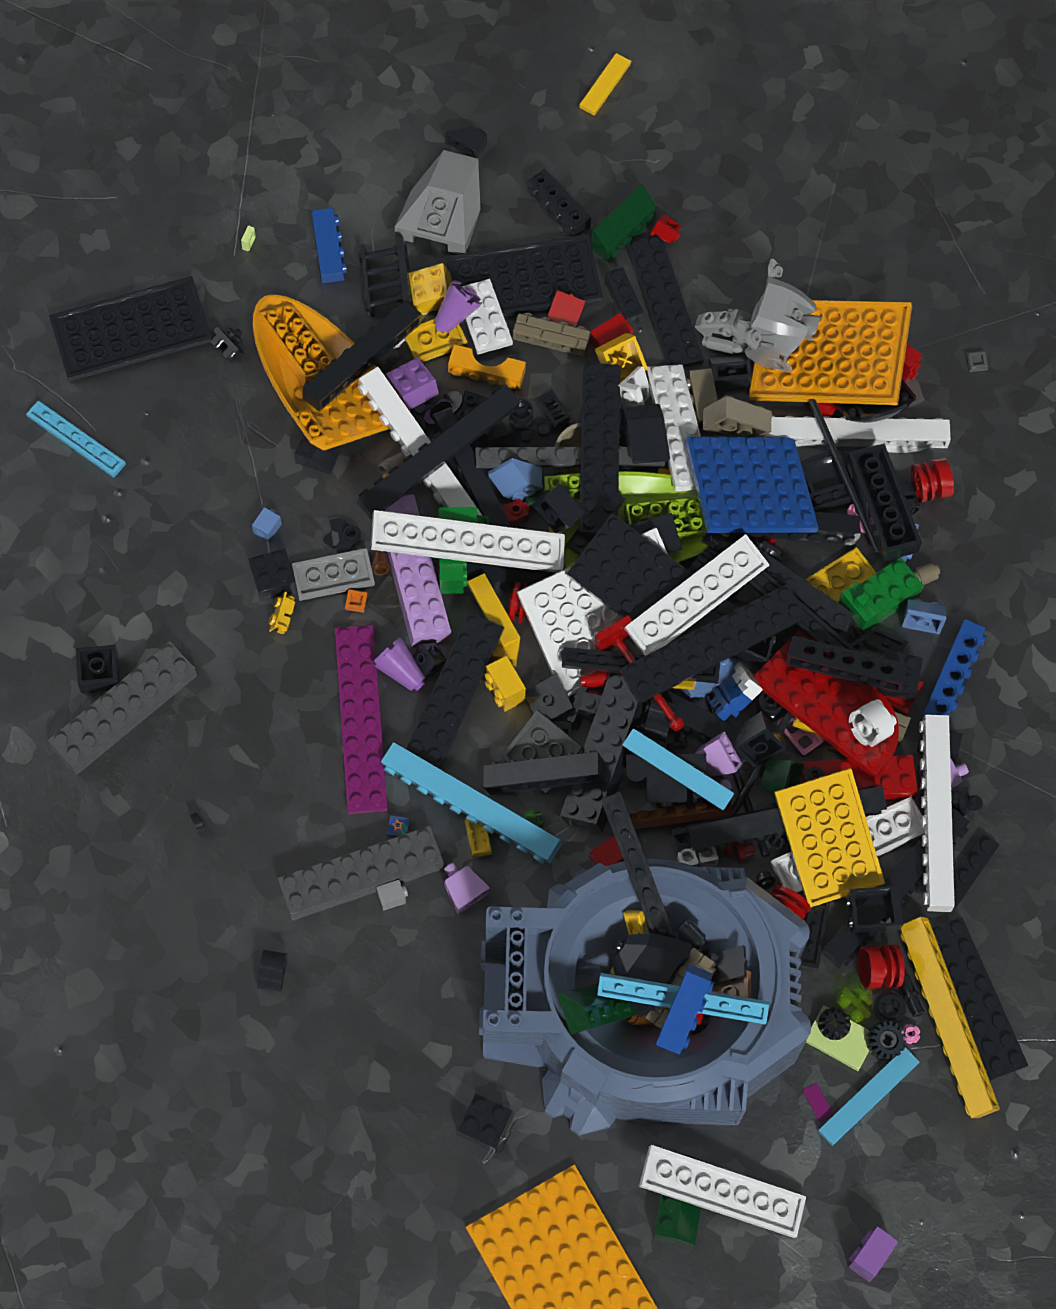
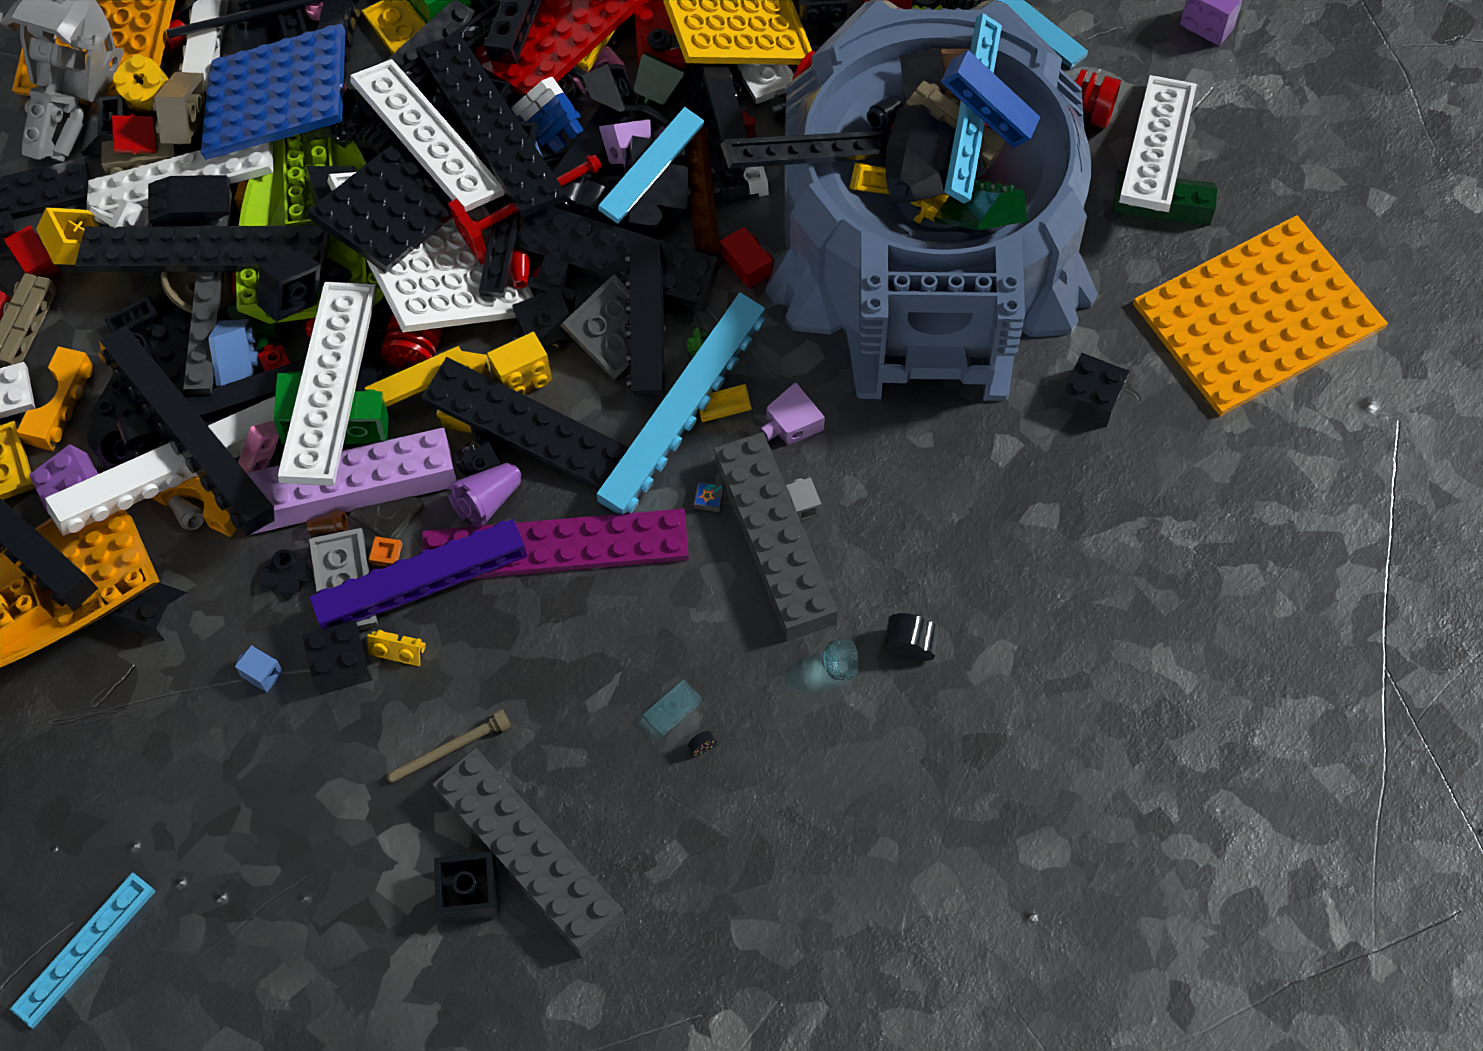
camera: 85 degrees left, 5 degrees down
(220, 685) = (496, 722): none -> dark tan piece
(227, 803) = (673, 708): none -> clear light blue plate
(256, 920) = (841, 659): none -> clear light blue hair
(329, 623) = (419, 575): none -> dark purple brick
(425, 501) = (252, 449): none -> bright pink piece
(713, 387) = (133, 134): none -> red piece
(763, 388) = (139, 81): none -> yellow brick
(772, 1137) = (1098, 99): none -> red wheel

